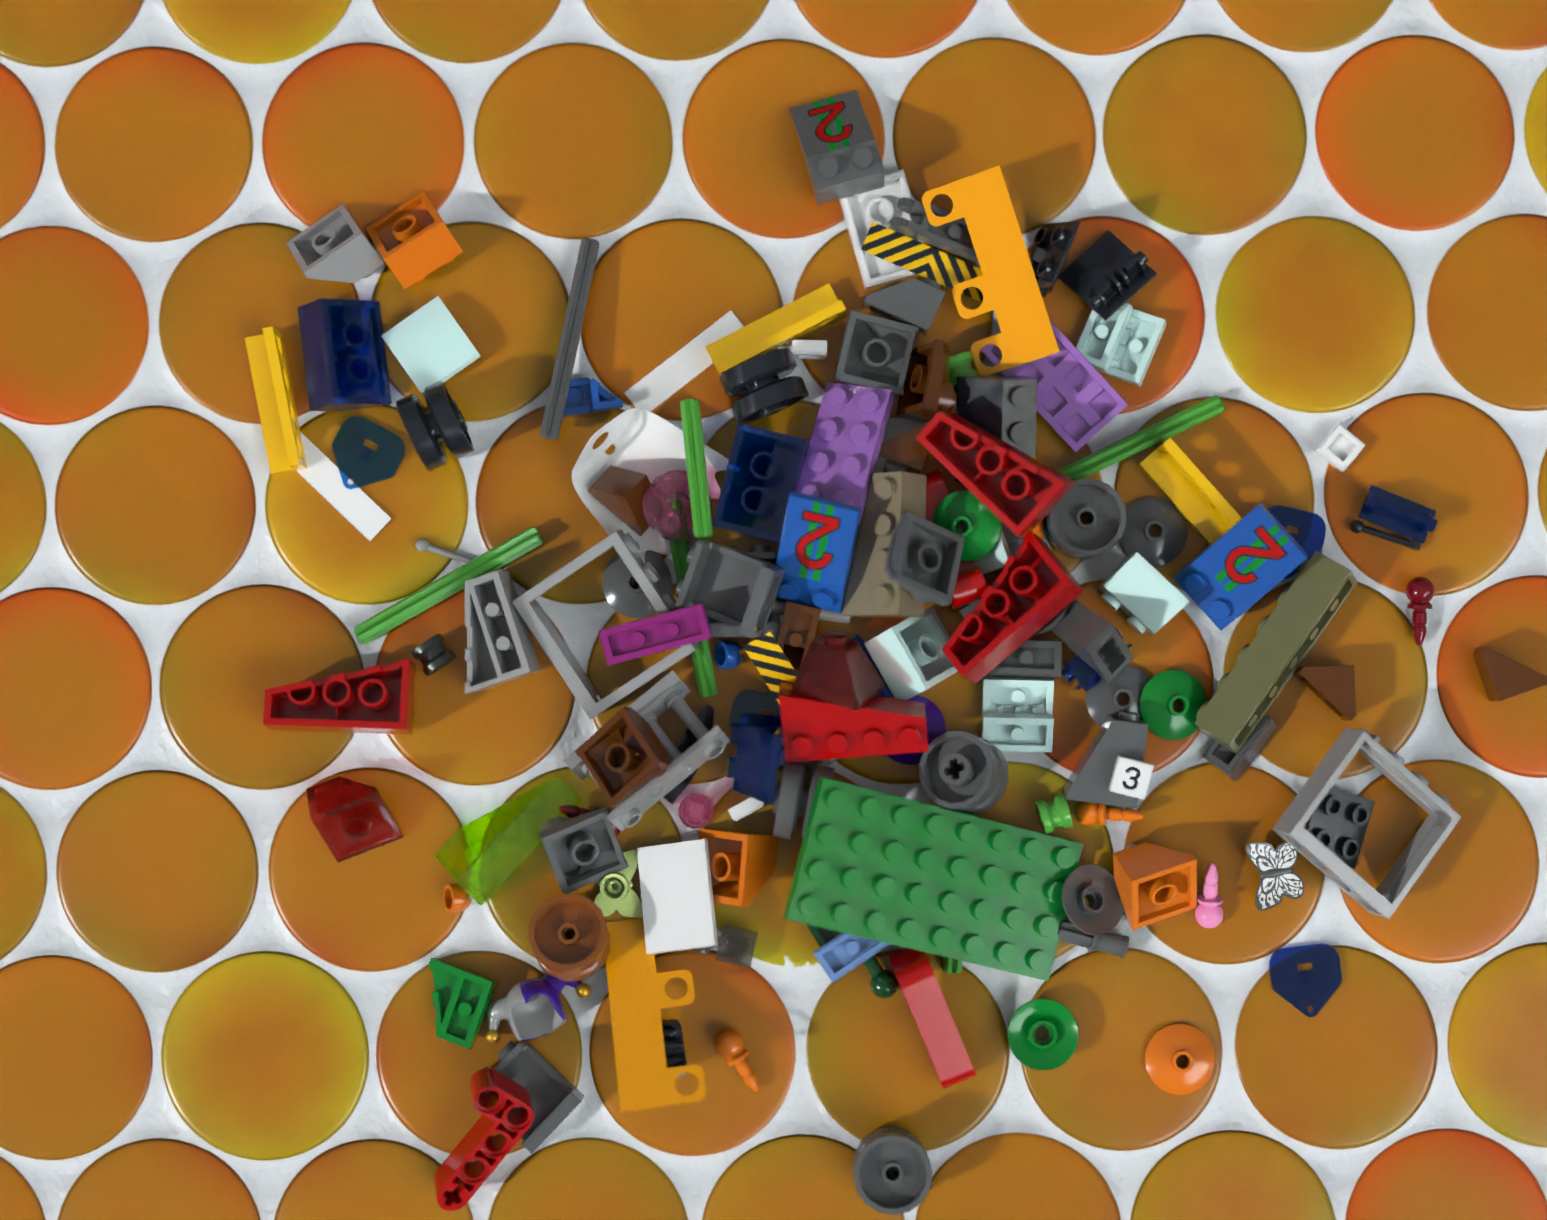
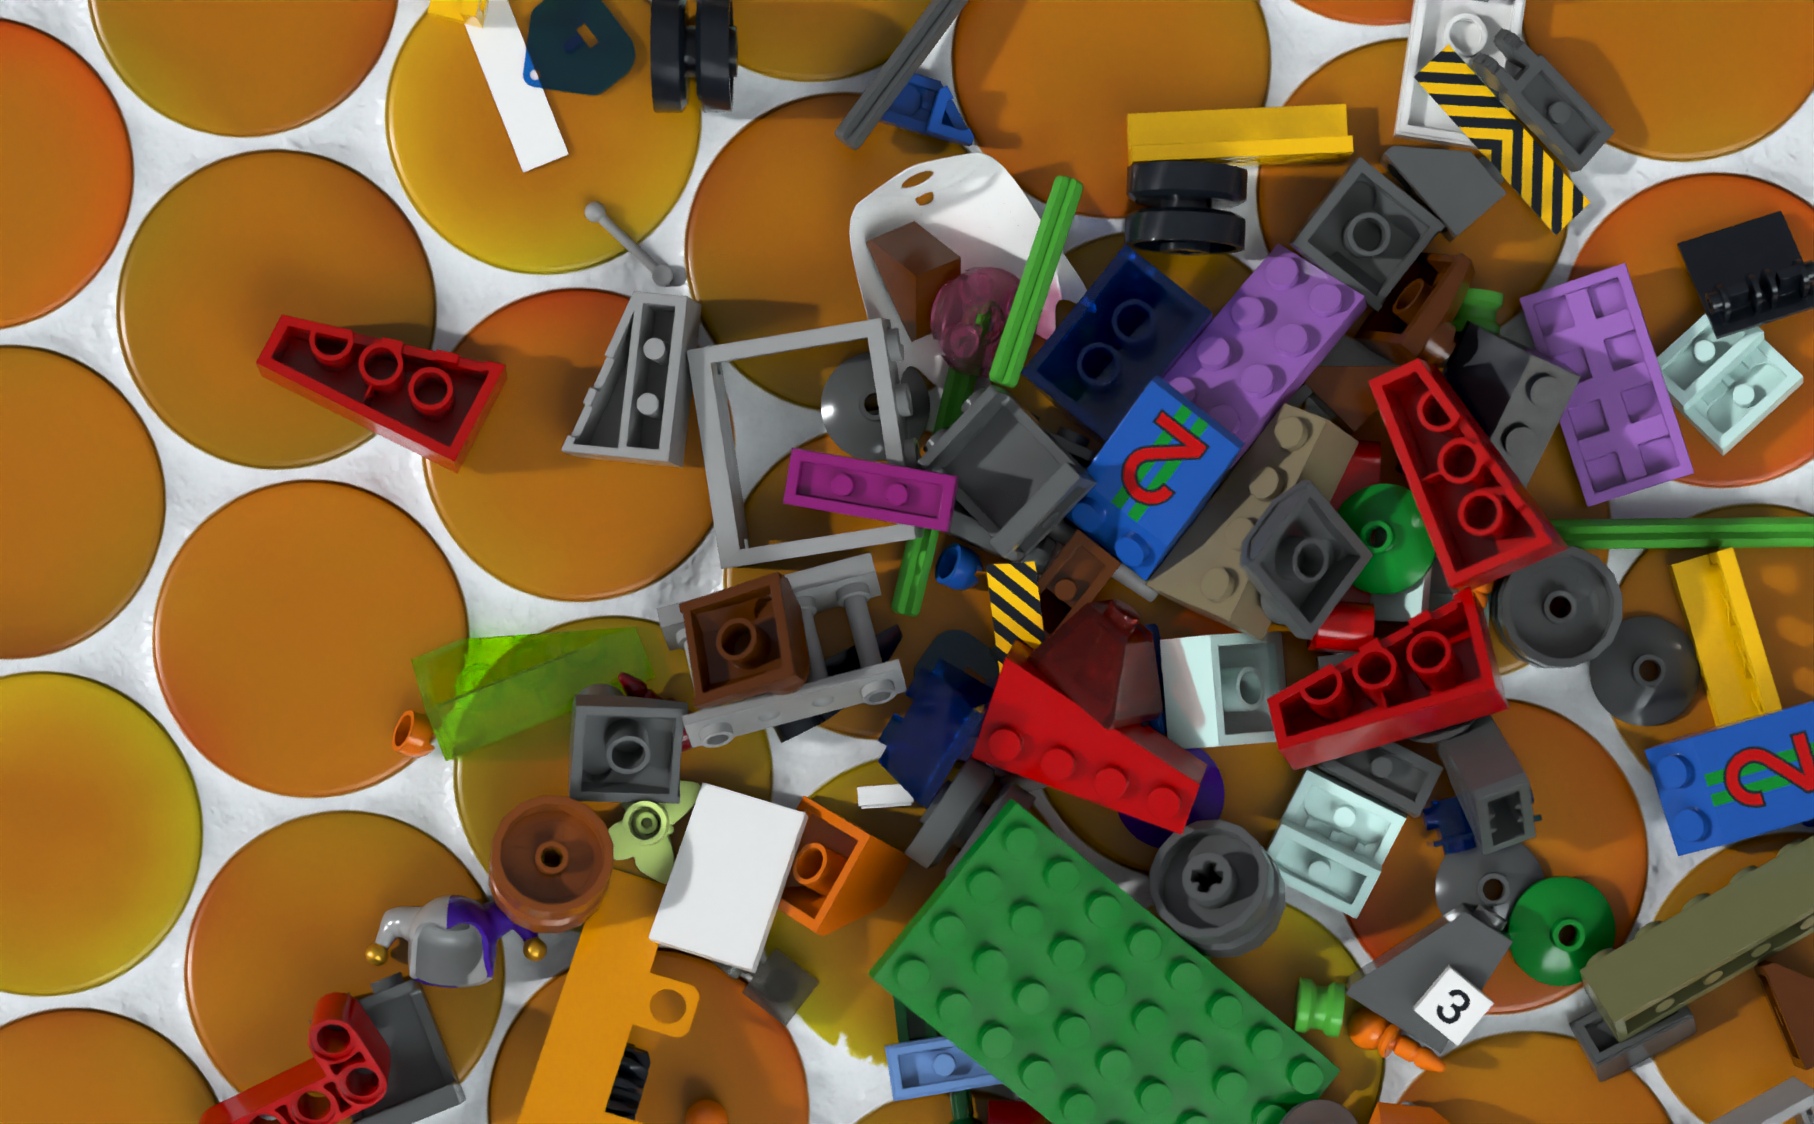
camera: 25 degrees right, 0 degrees up
(351, 817) = (319, 551): clear red slope -> none
(433, 654) = (540, 375): pearl dark grey wheel -> none
(447, 585) = (605, 285): bright green axle -> none
(460, 1002) = (351, 884): green wing -> none
(681, 366) = (1079, 126): white sticker -> none
(692, 814) = (806, 763): clear pink wheel -> none
(809, 349) = (1274, 185): white tile -> none
(1007, 272) = (1607, 209): light orange piece -> none
(1050, 251) = (1677, 208): black hinge -> none
(1142, 594) = (1589, 753): light aqua slope -> none

